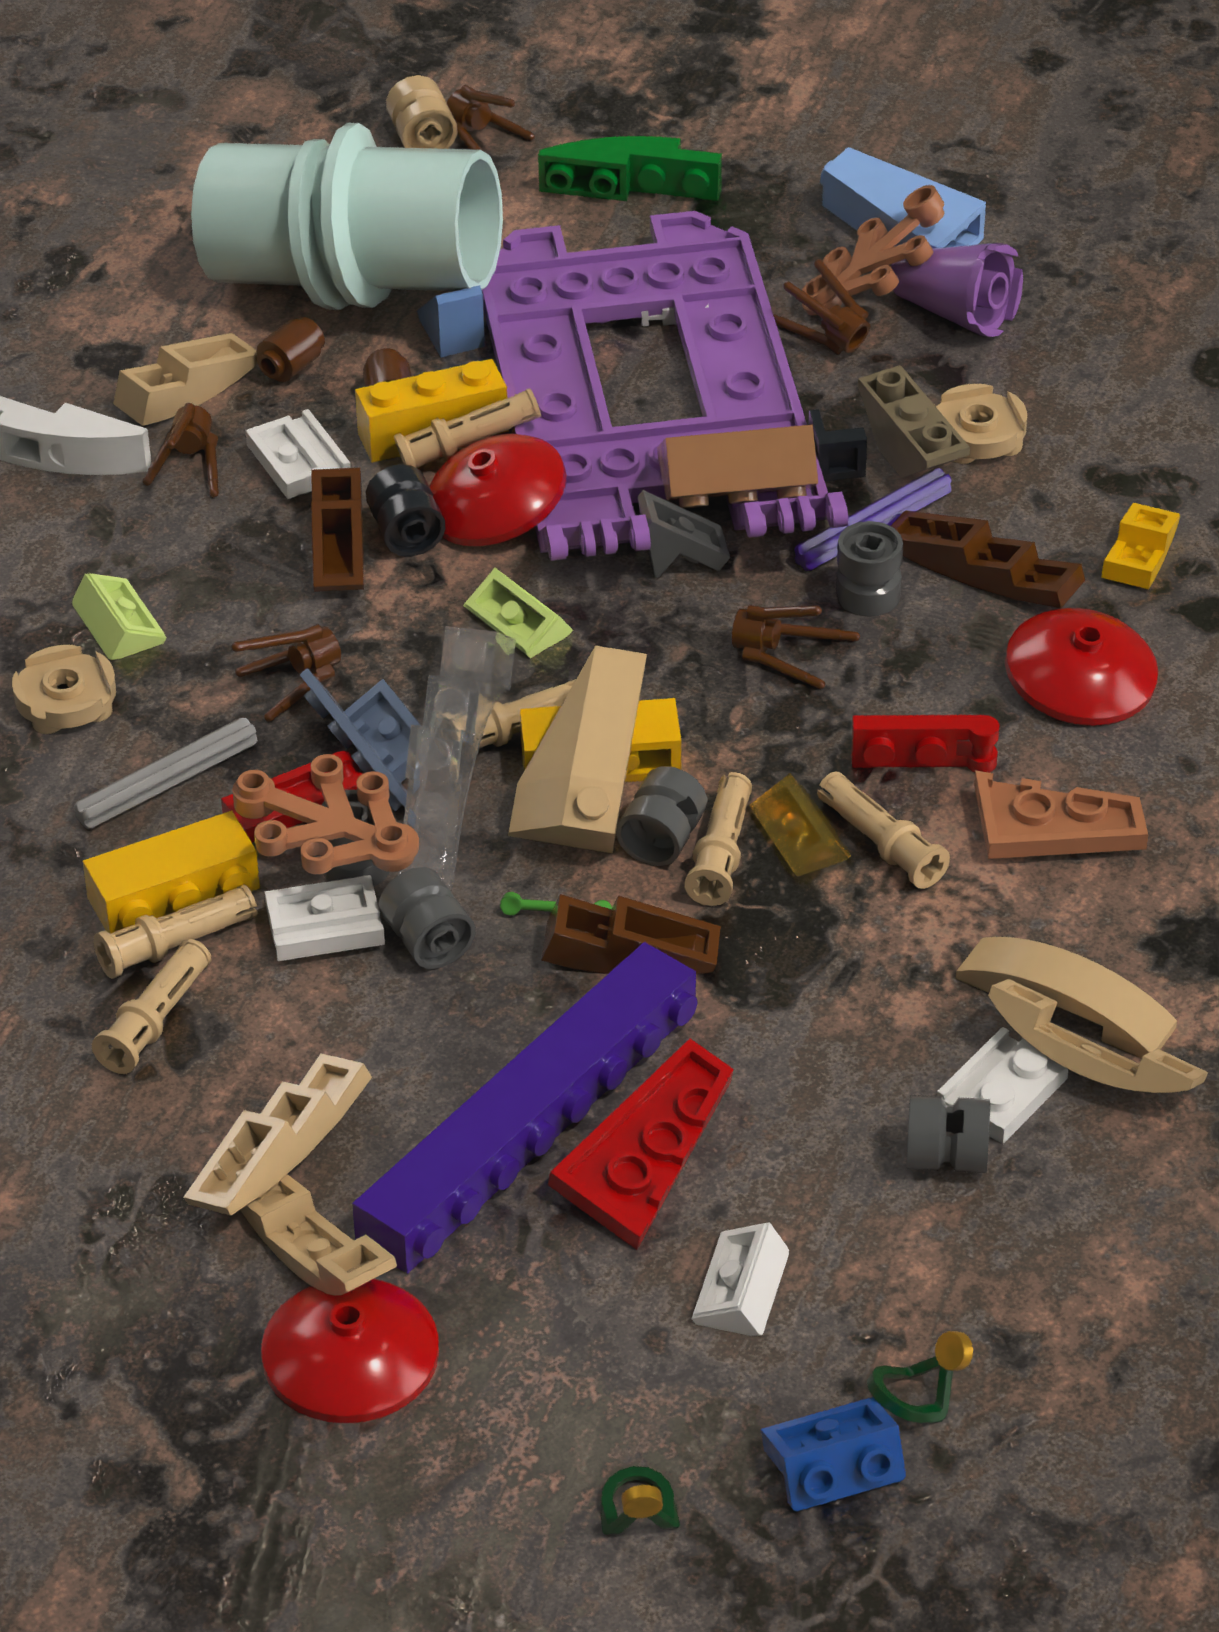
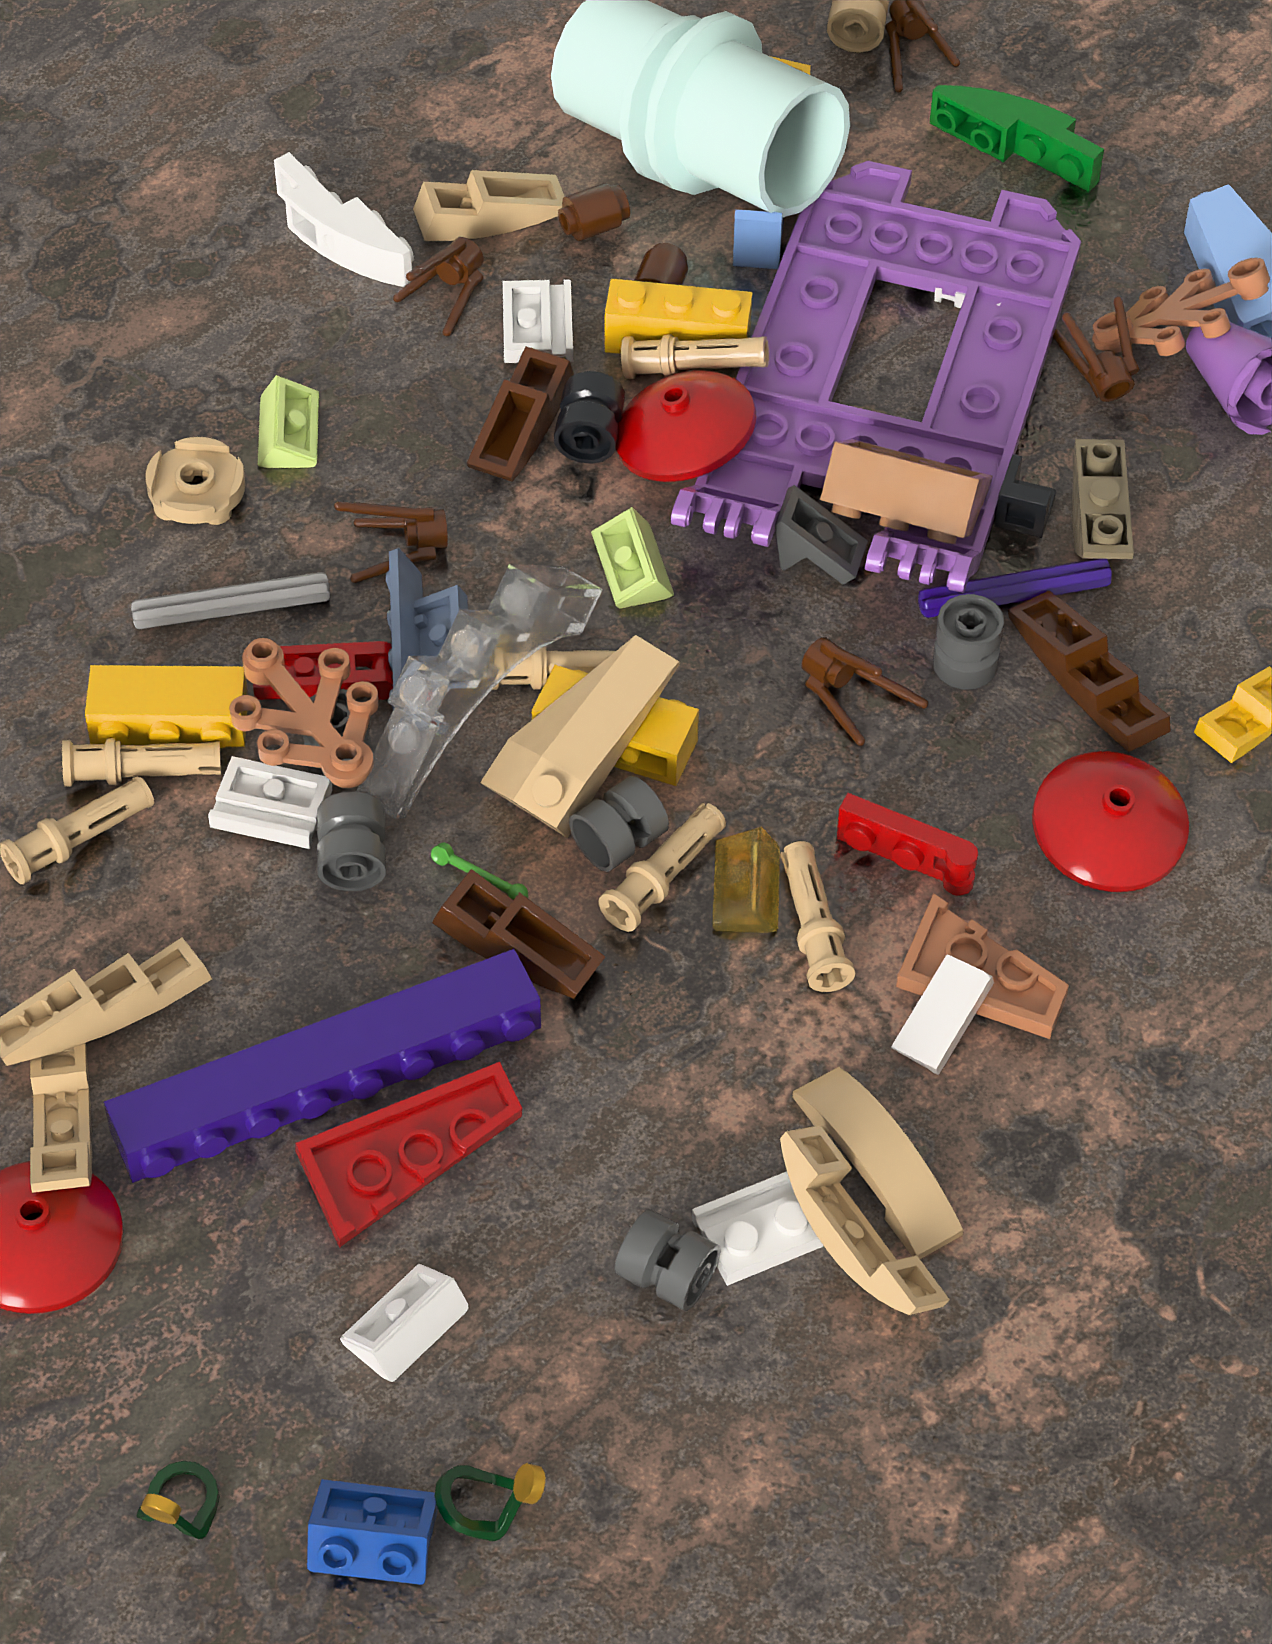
camera: 25 degrees right, 10 degrees up
(1001, 420) = (1174, 545): tan plate -> none
(1050, 857) = (943, 1013): none -> white slope

